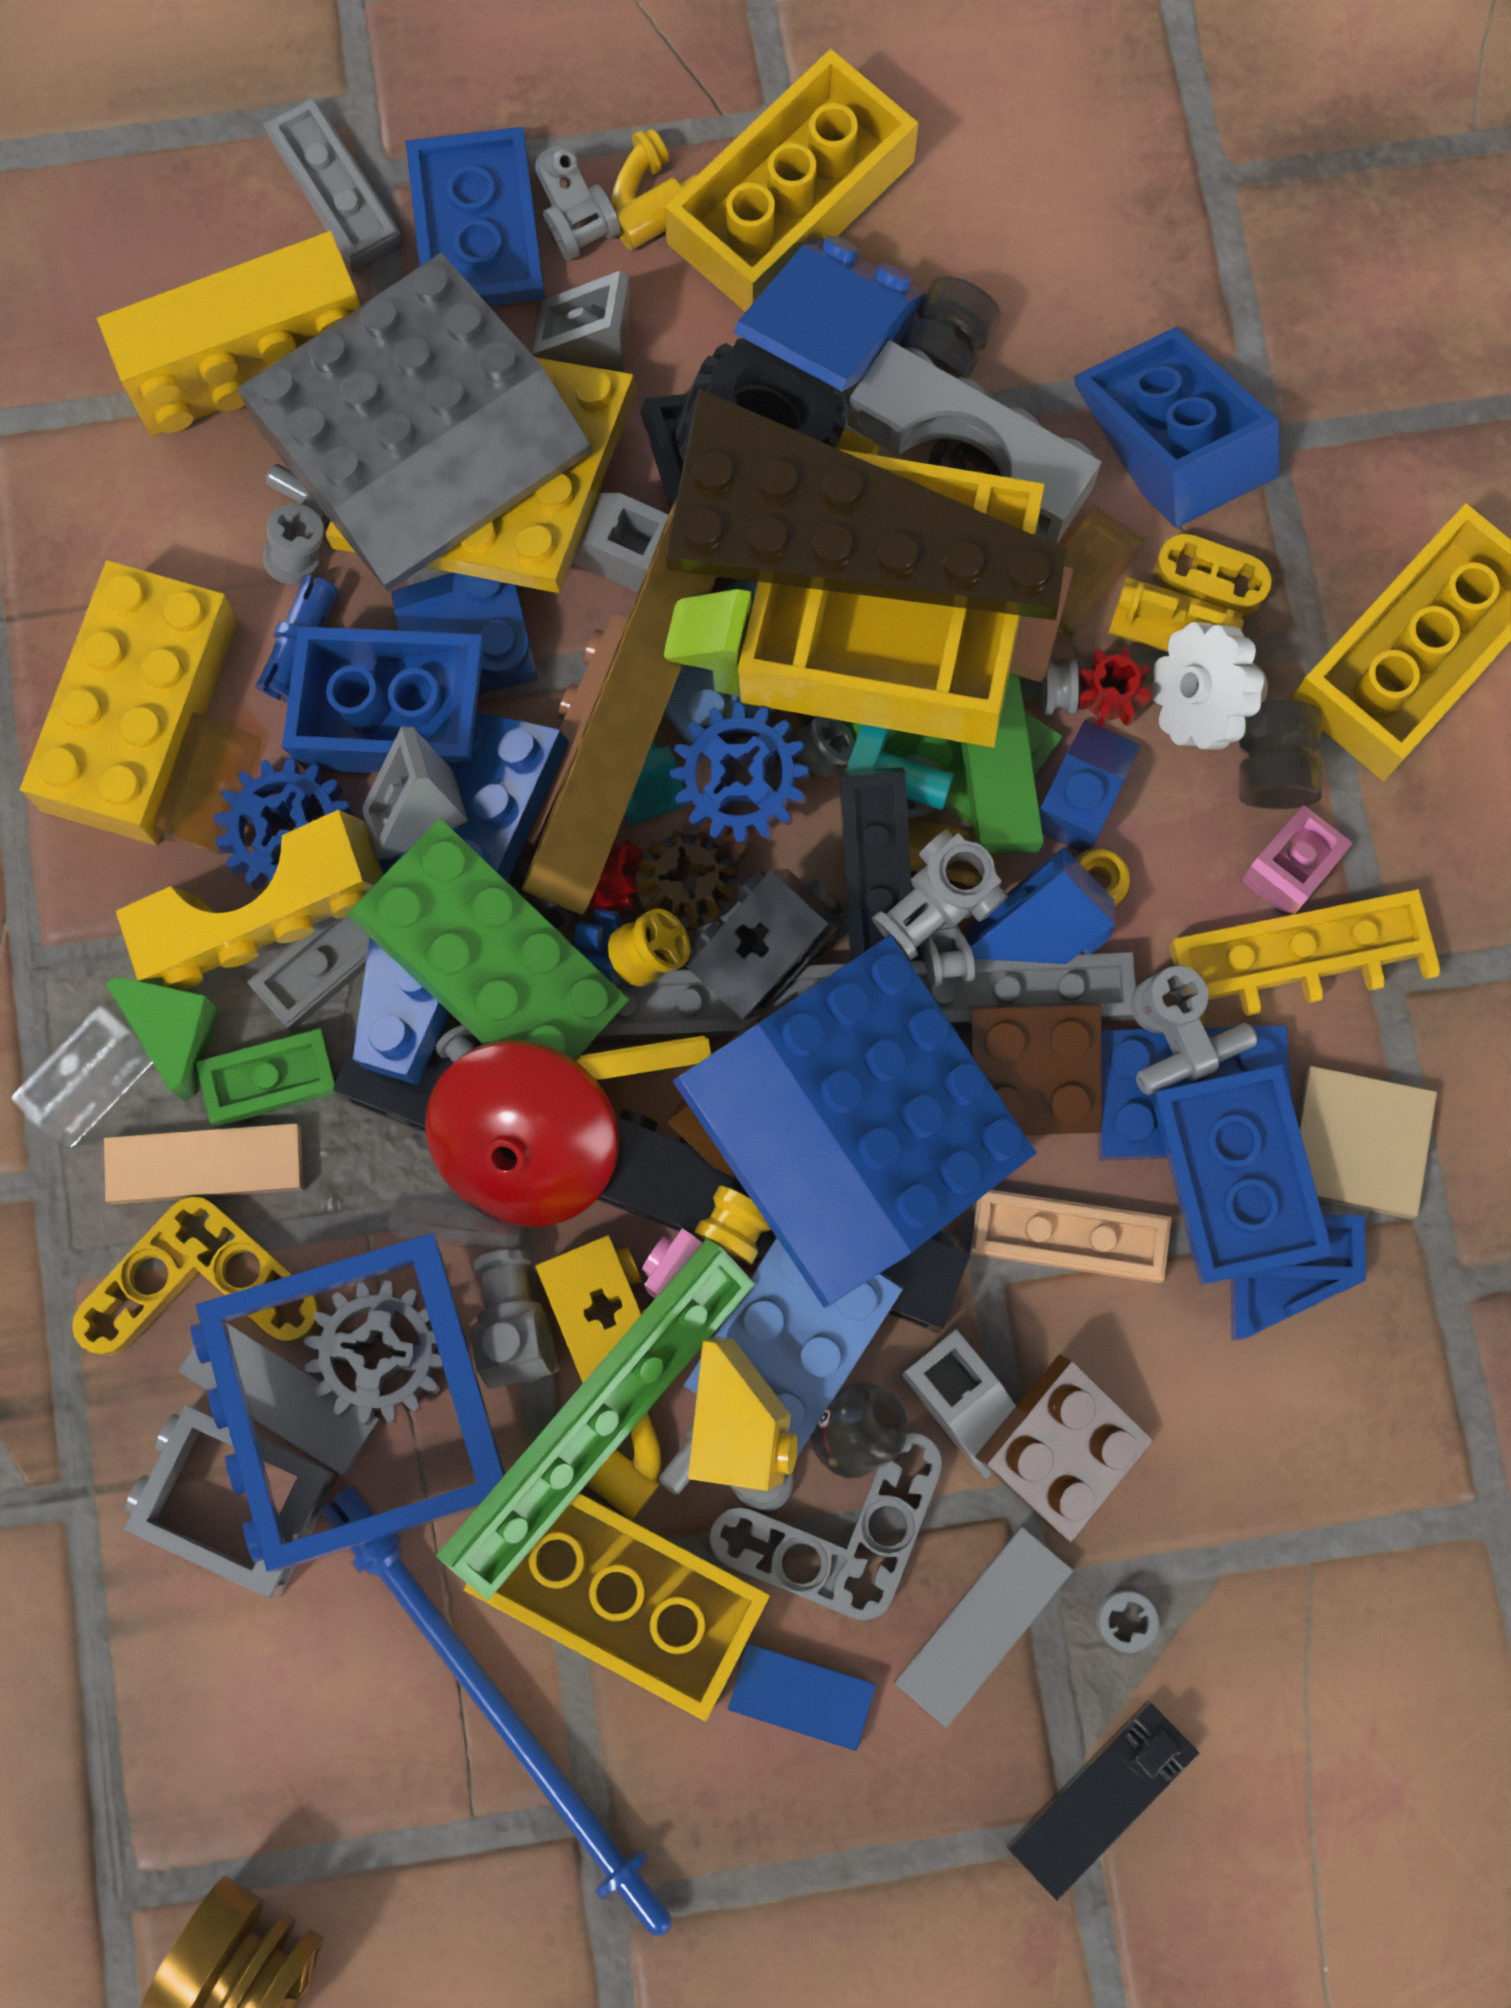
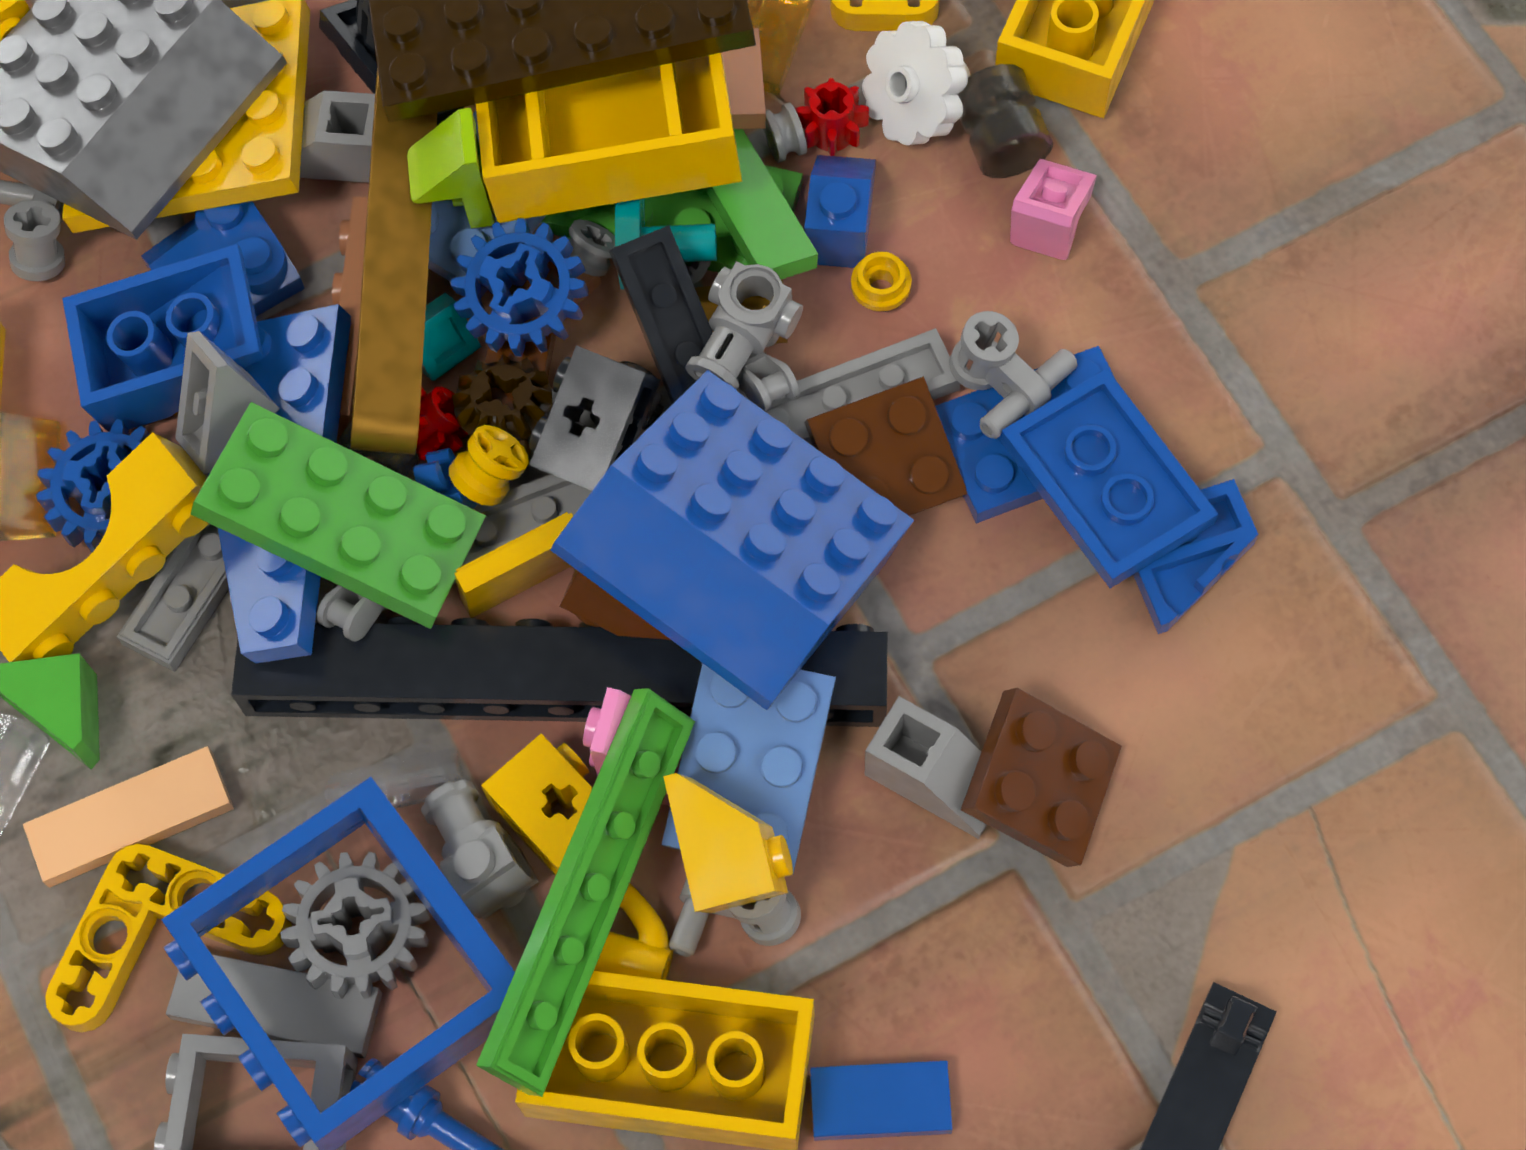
camera: 15 degrees left, 10 degrees down
(266, 1077) = (164, 714): bright green plate -> none
(309, 609) = (57, 354): blue pin -> none
(538, 1108) = (448, 632): red dish -> none
(733, 1225) = (660, 667): yellow wheel -> none
(837, 1562) = (866, 961): light grey beam -> none
(860, 1430) = (843, 828): clear smoke head -> none
(983, 1627) = (1028, 973): light grey tile -> none
(1047, 916) = (846, 320): blue slope -> none
(1071, 1236) = (974, 595): light nougat tile -> none
(1136, 1640) = (1145, 906): light grey bush -> none
(1154, 613) = (842, 46): yellow hinge -> none
(1310, 947) = (1097, 271): yellow hinge -> none
(1366, 1140) = (1212, 418): tan tile -> none

